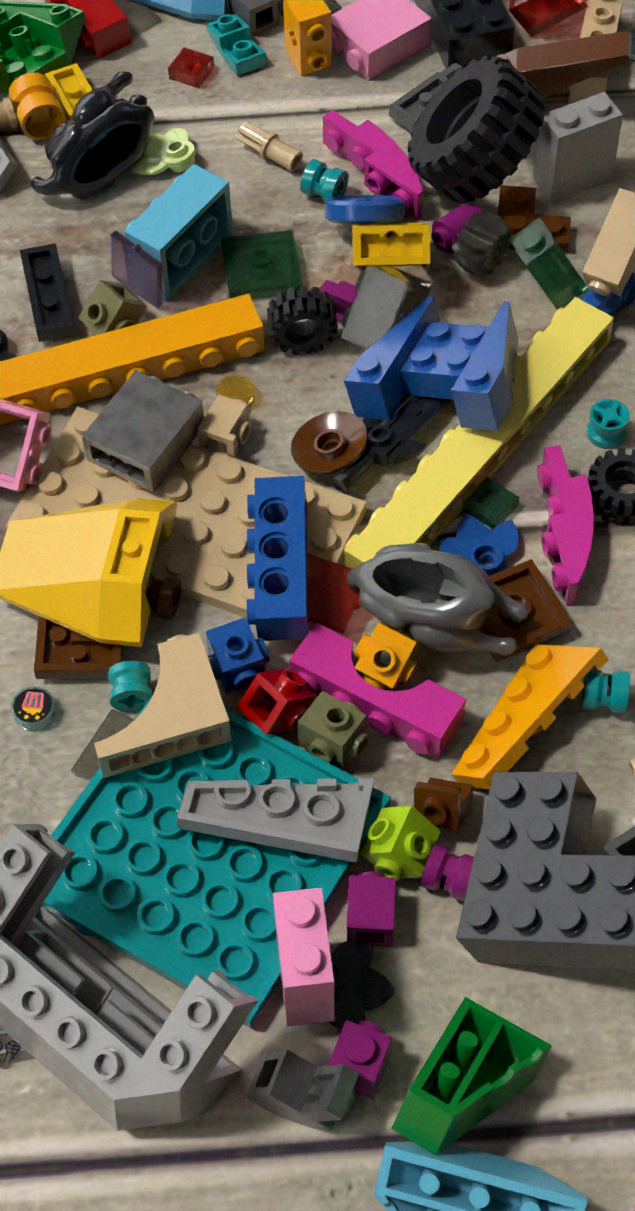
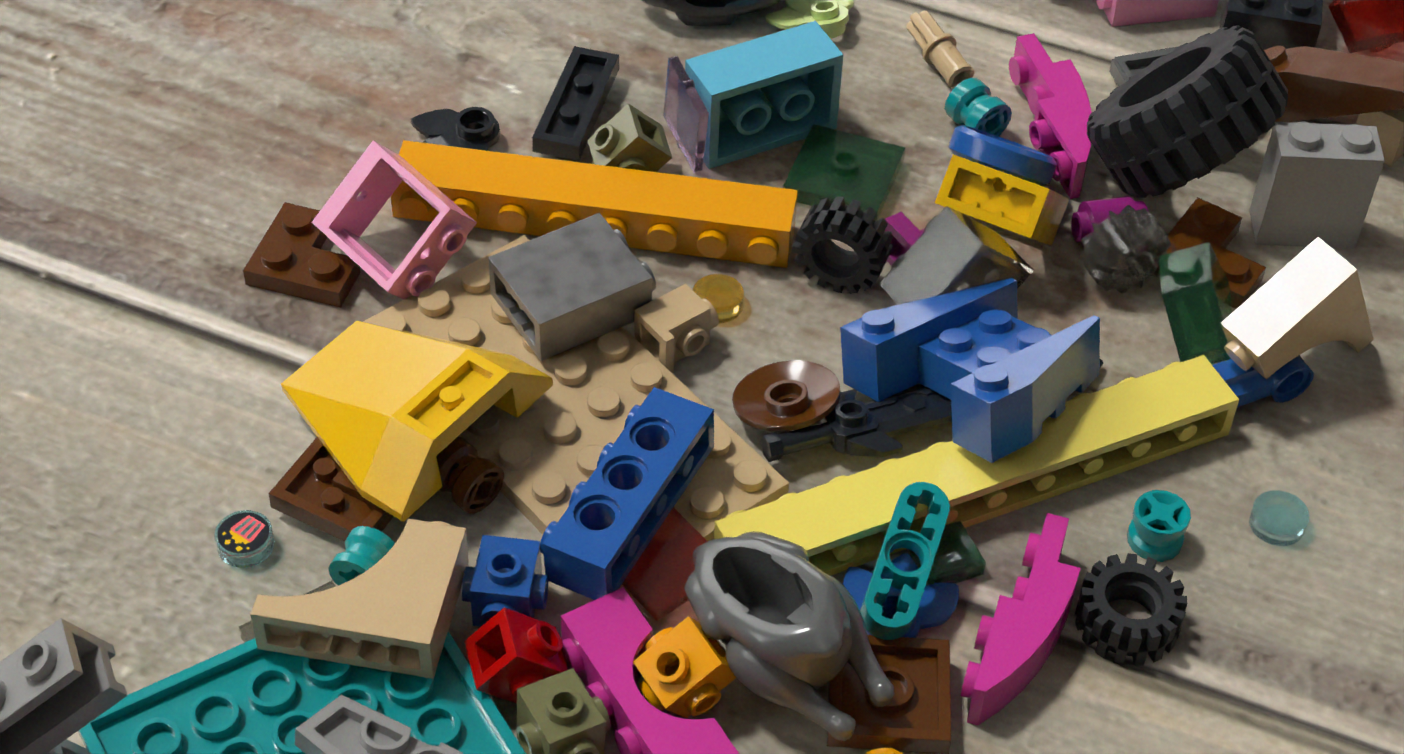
camera: 25 degrees right, 10 degrees down
(486, 503) = (887, 575): none -> teal beam

